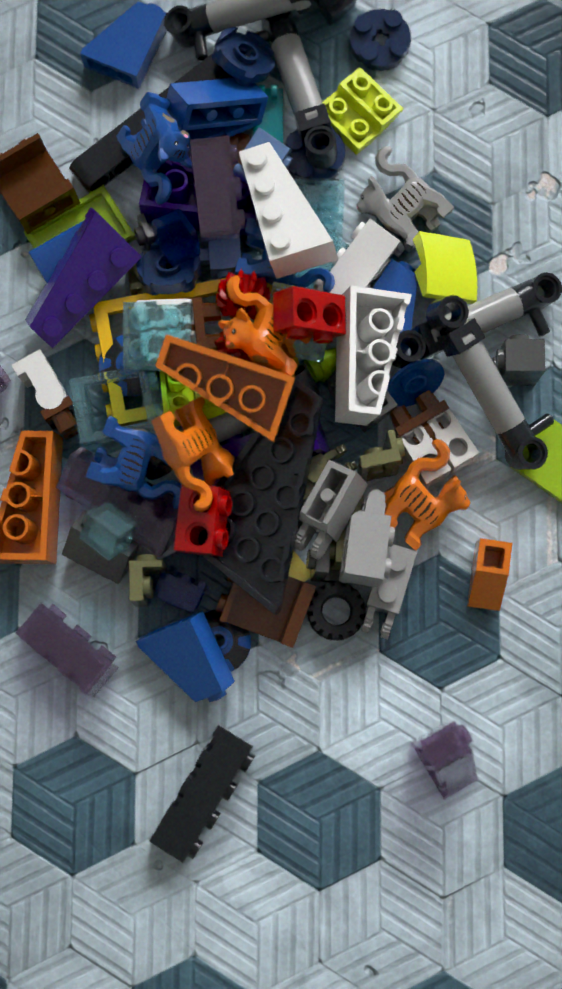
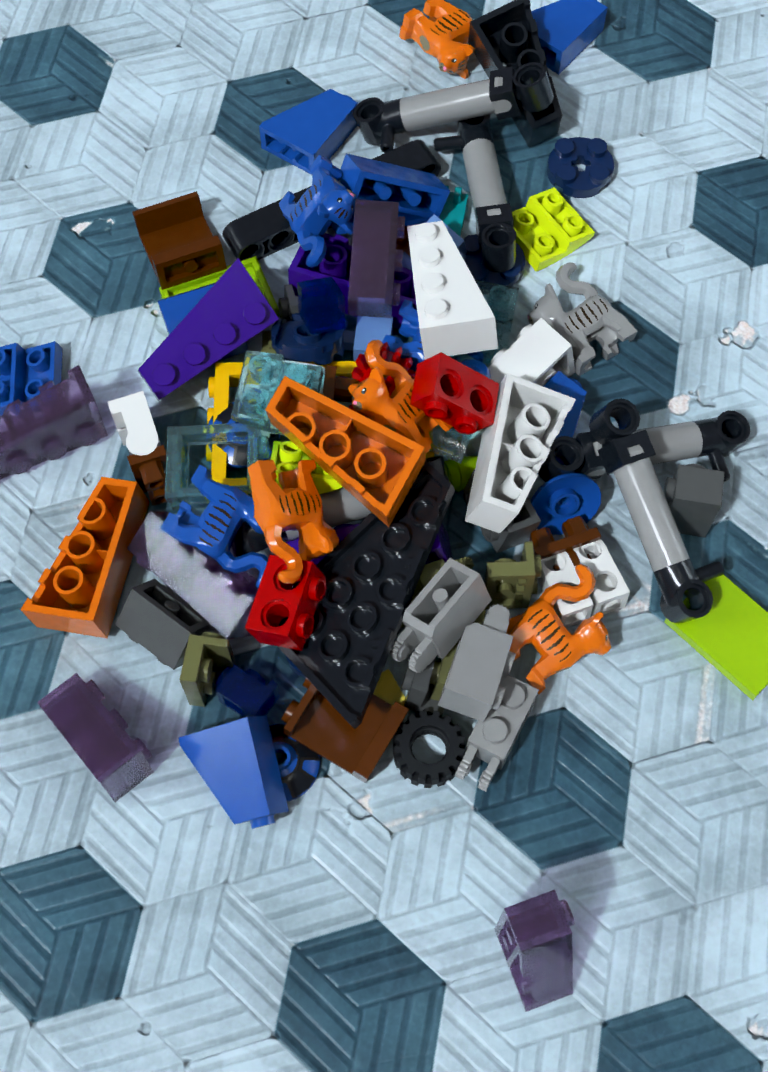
camera: 10 degrees right, 15 degrees down
(107, 530) = (173, 597): clear light blue brick -> none
(201, 795) = (220, 941): black wedge -> none
(230, 52) = (431, 151): dark blue plate -> none
(446, 267) = (618, 379): neon yellow slope -> none
(489, 574) = (623, 735): orange slope -> none

